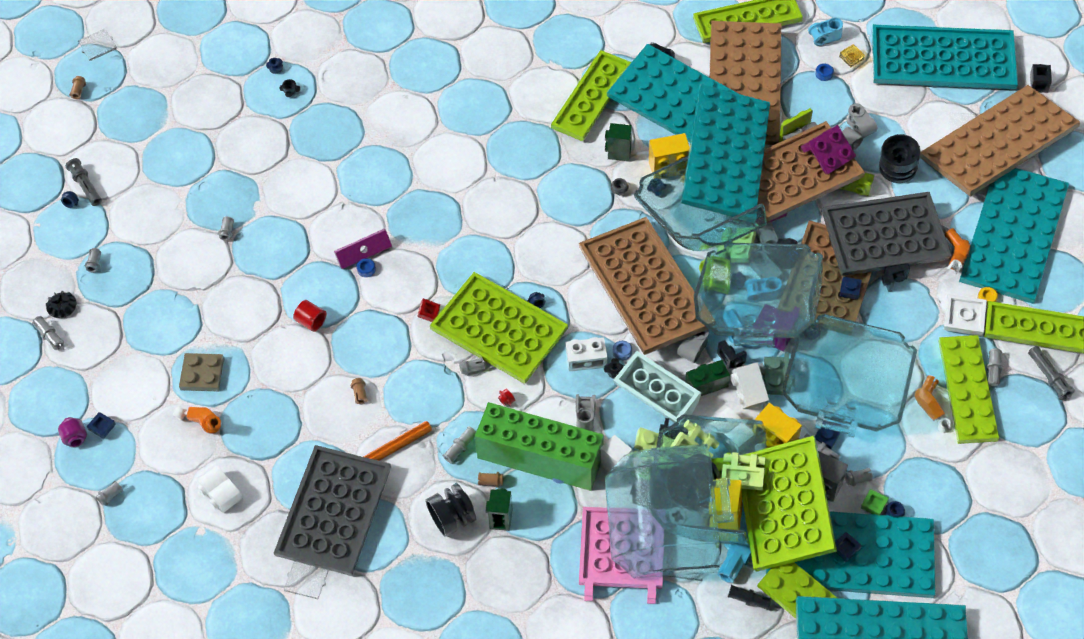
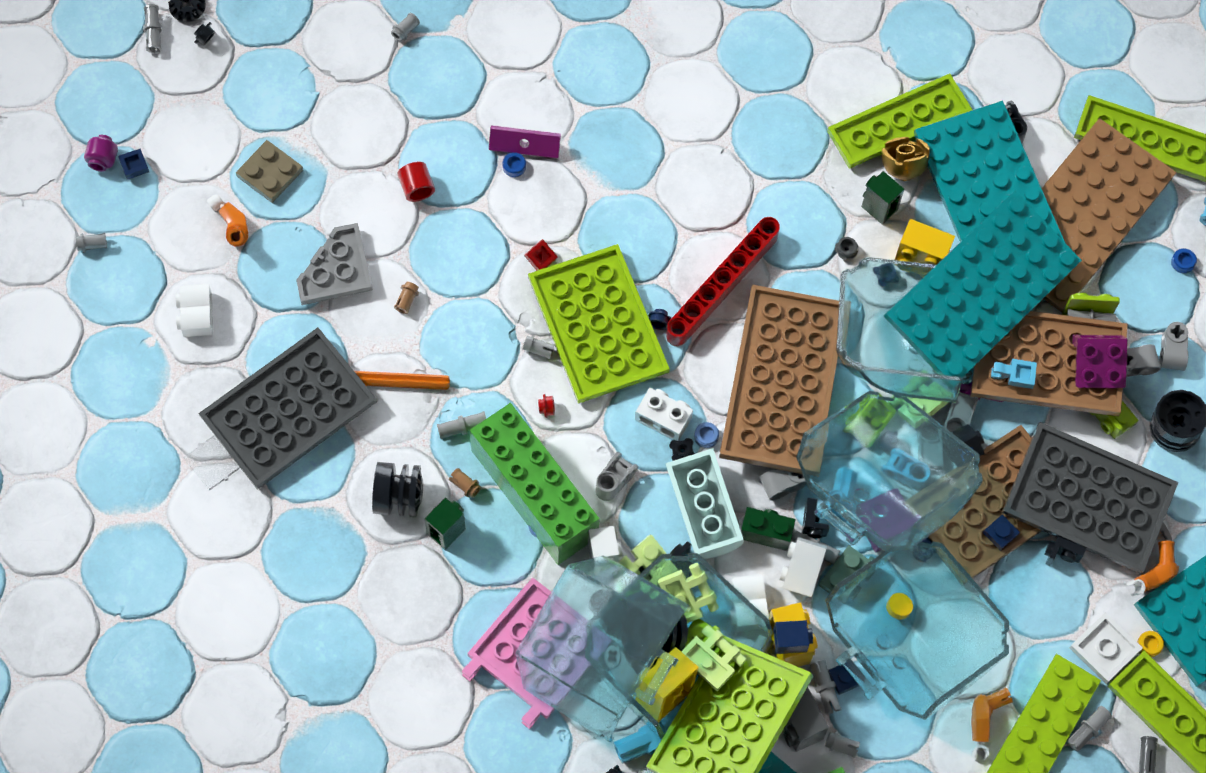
camera: 30 degrees right, 10 degrees up
(88, 314) = (204, 33): none -> black plate
(297, 402) = (336, 268): none -> light grey plate
(559, 260) = (718, 290): none -> red beam
(615, 111) = (905, 158): none -> pearl gold cylinder
(782, 424) = (792, 637): none -> dark blue brick
(788, 186) = (1019, 372): none -> medium azure plate
(825, 371) = (899, 606): none -> yellow tile

